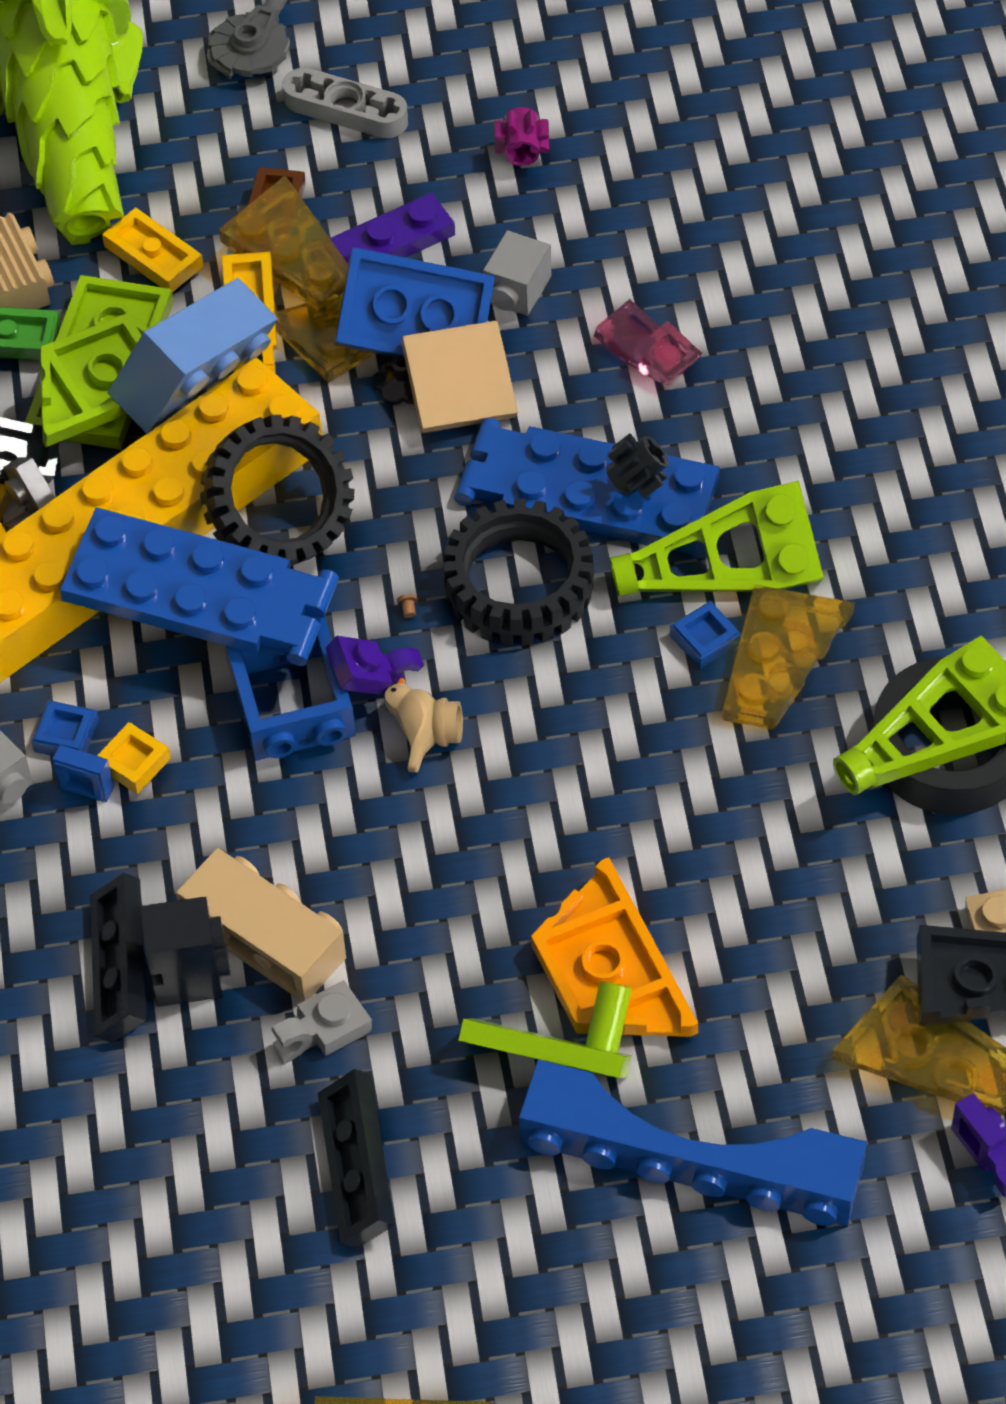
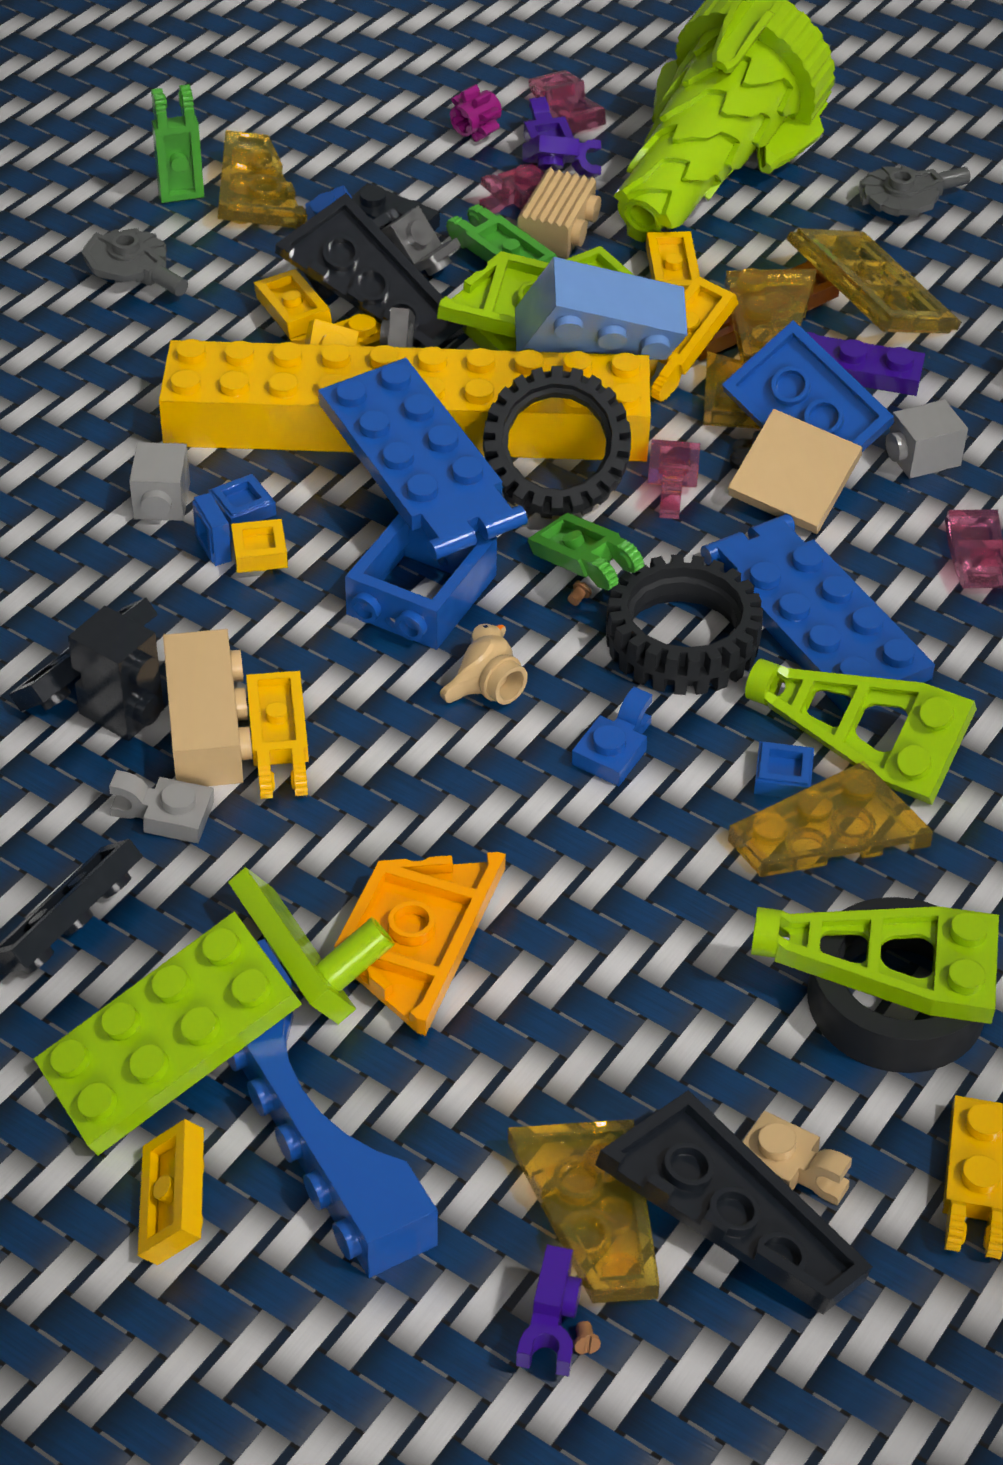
camera: 40 degrees right, 10 degrees down
(247, 153) = (887, 290): none -> clear yellow piece
(336, 891) = (278, 728): none -> yellow hinge
(365, 669) = (481, 597): dark purple plate -> none
(369, 442) = (673, 466): none -> clear pink plate
(375, 113) = (916, 246): light grey beam -> none
(392, 566) = (585, 549): none -> bright green hinge
(551, 1181) = (166, 1033): none -> lime plate
(573, 711) = (615, 747): none -> blue plate
(637, 465) = (851, 604): black gear -> none
(676, 1284) = (171, 1192): none -> yellow plate

